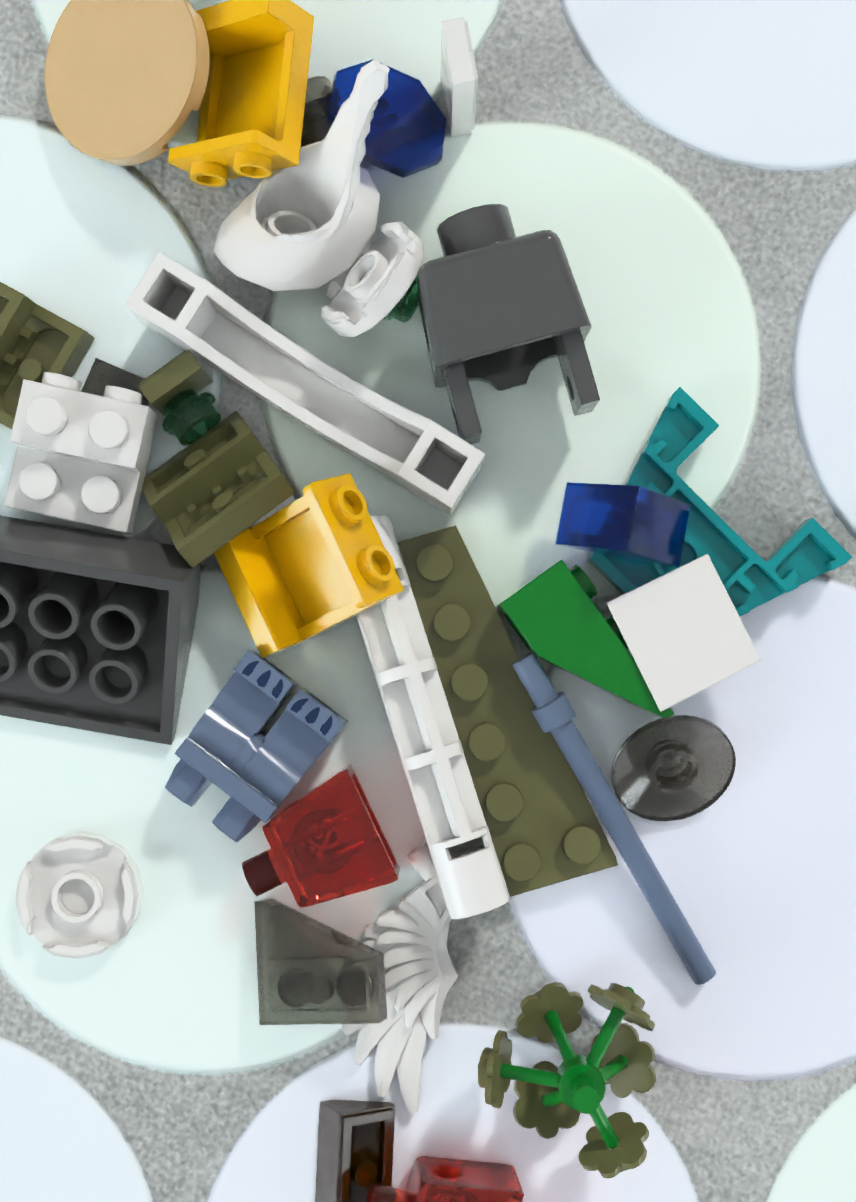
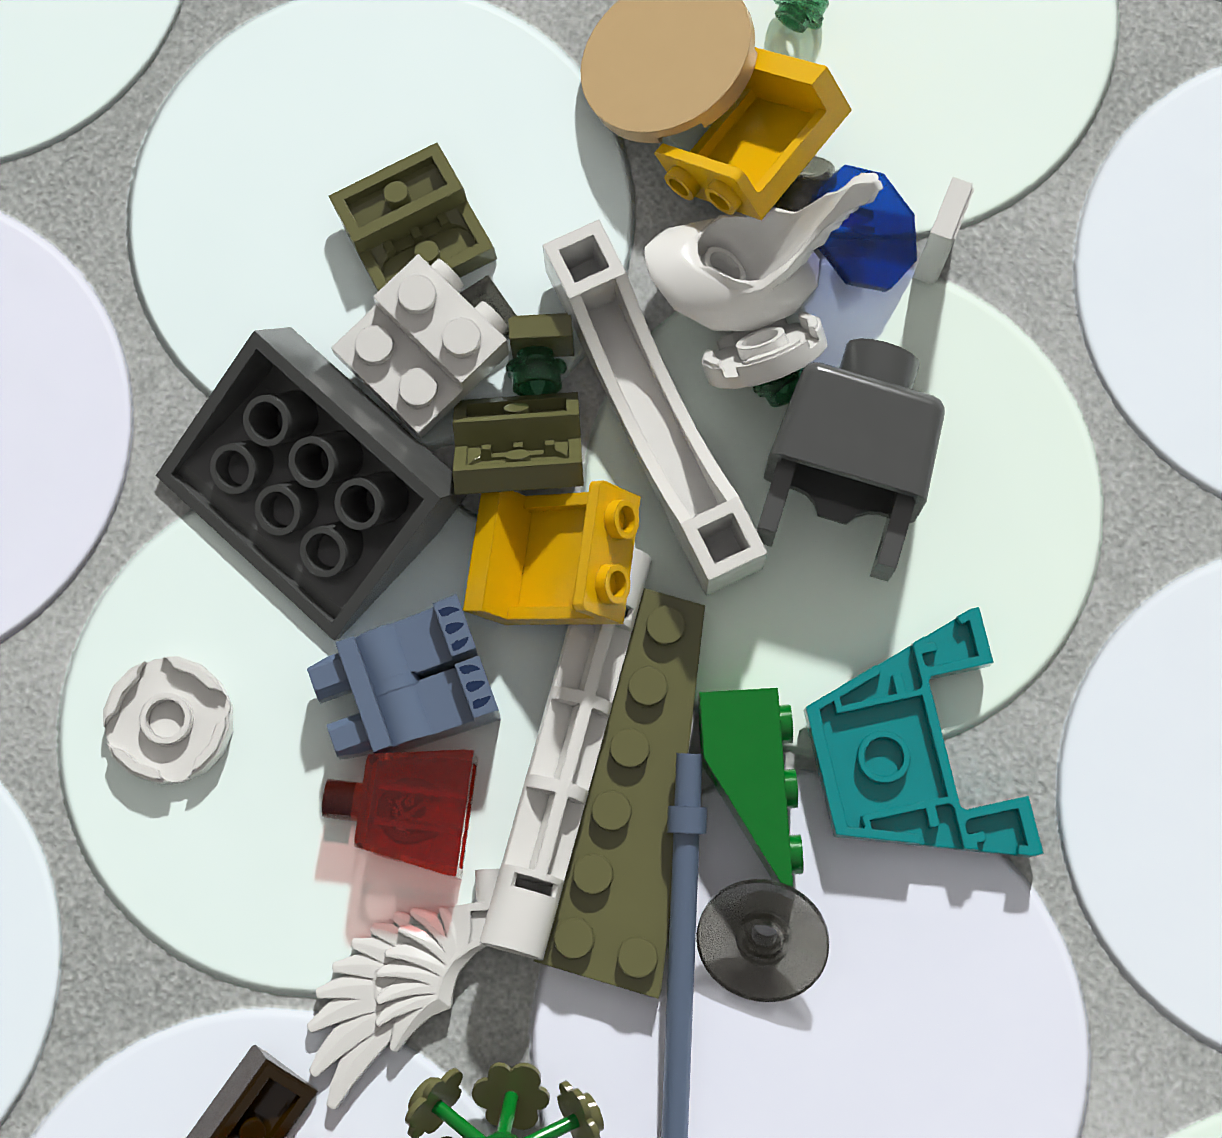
camera: 30 degrees right, 10 degrees down
(314, 971) = (327, 916): clear smoke wing -> none
(623, 522) = (854, 692): clear blue slope -> none
(683, 632) = (847, 821): white sticker -> none

